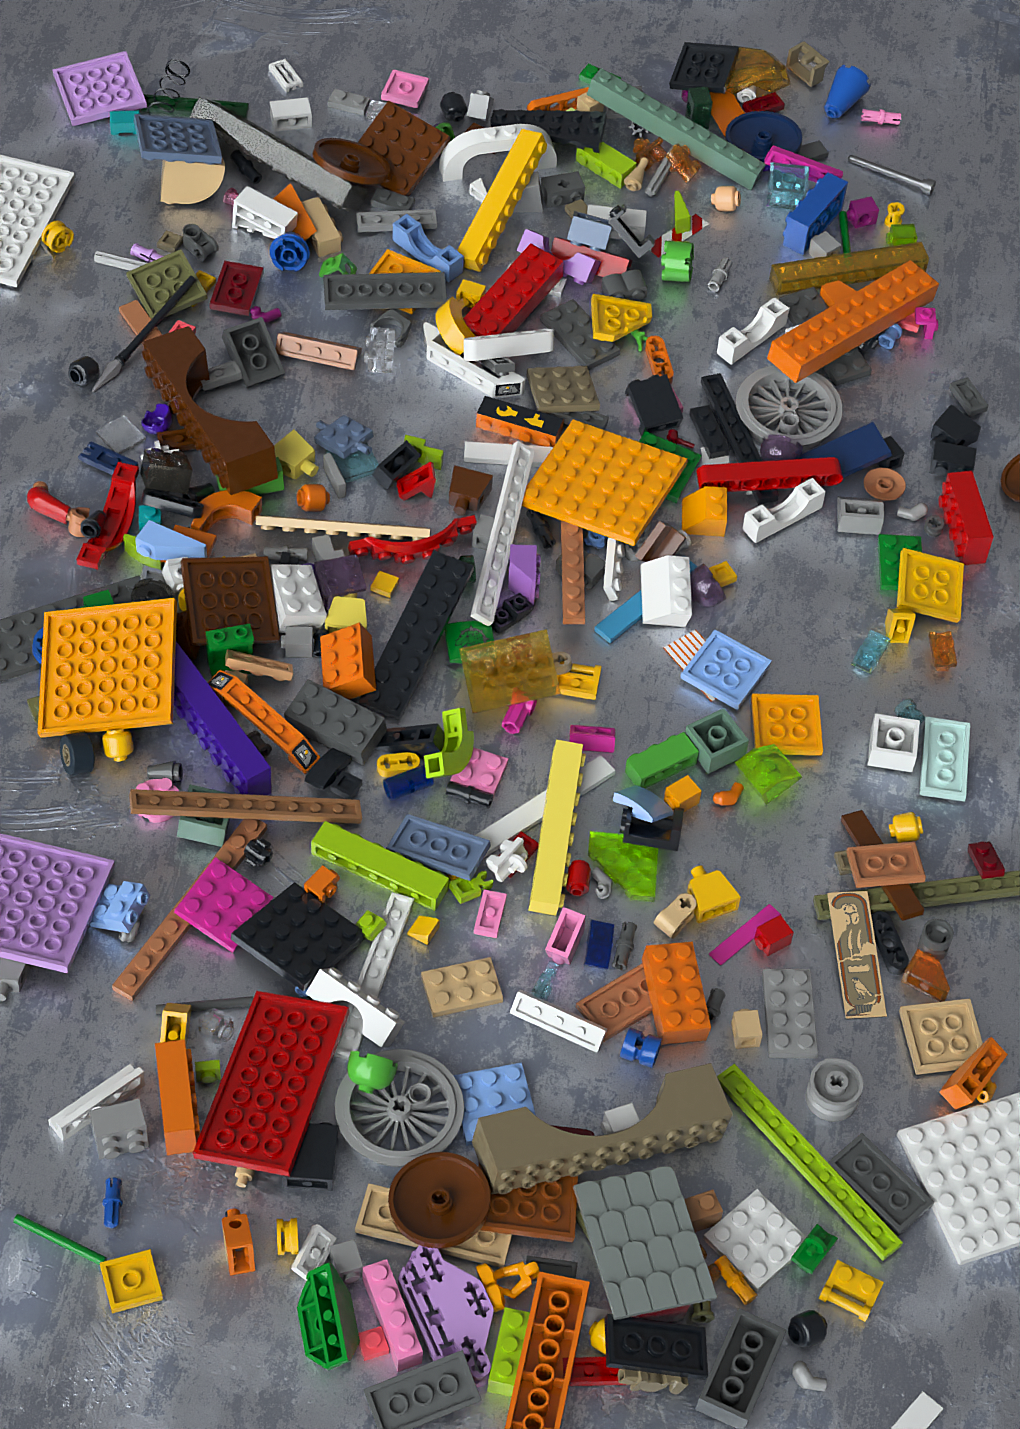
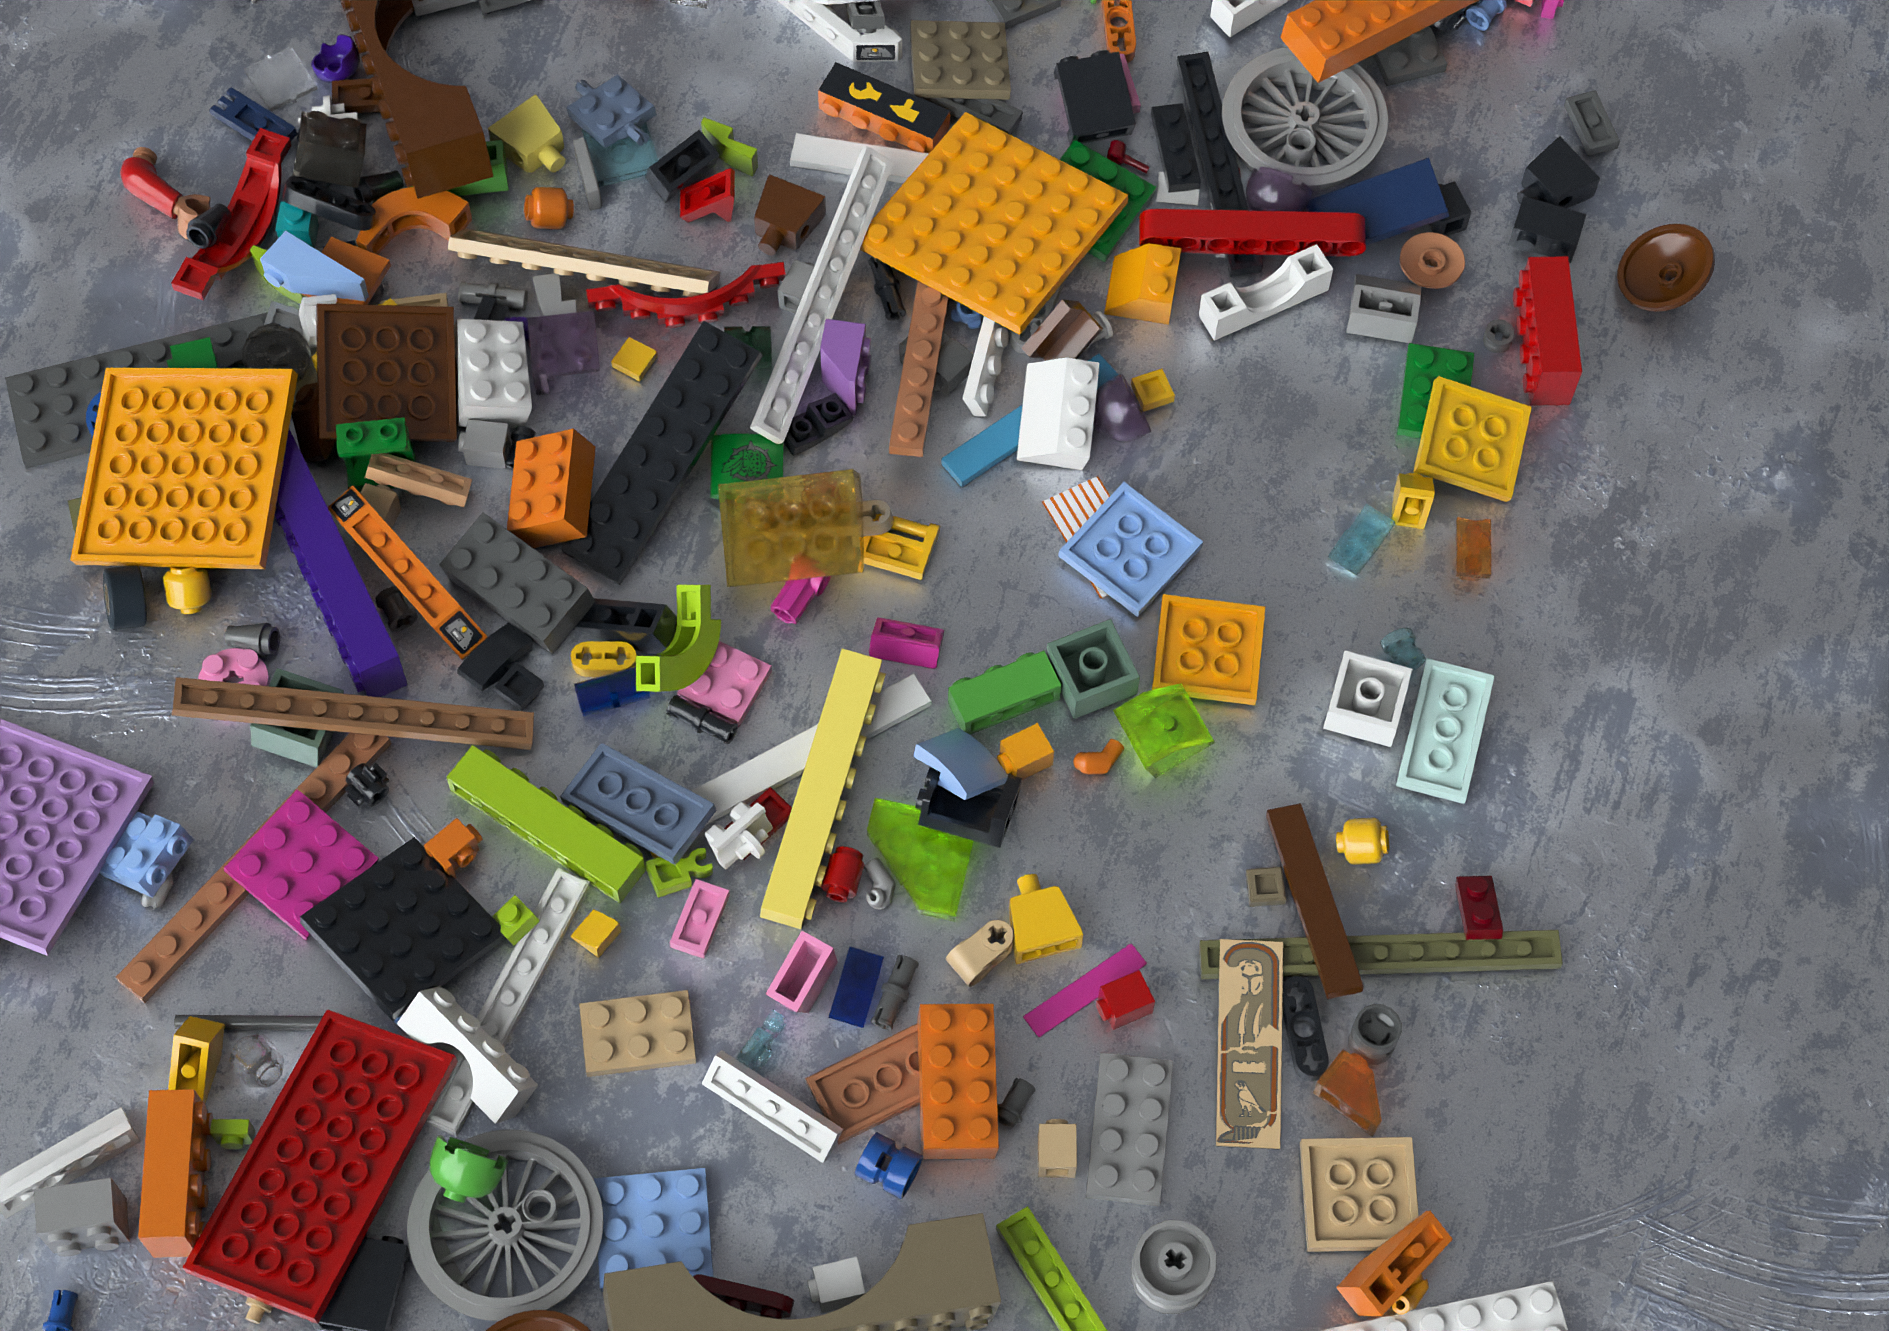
camera: 10 degrees right, 10 degrees up
(346, 612) = (565, 406): light yellow torso -> none
(885, 864) = (1318, 903): nougat tile -> none
(913, 513) = (1471, 312): light grey arm -> none

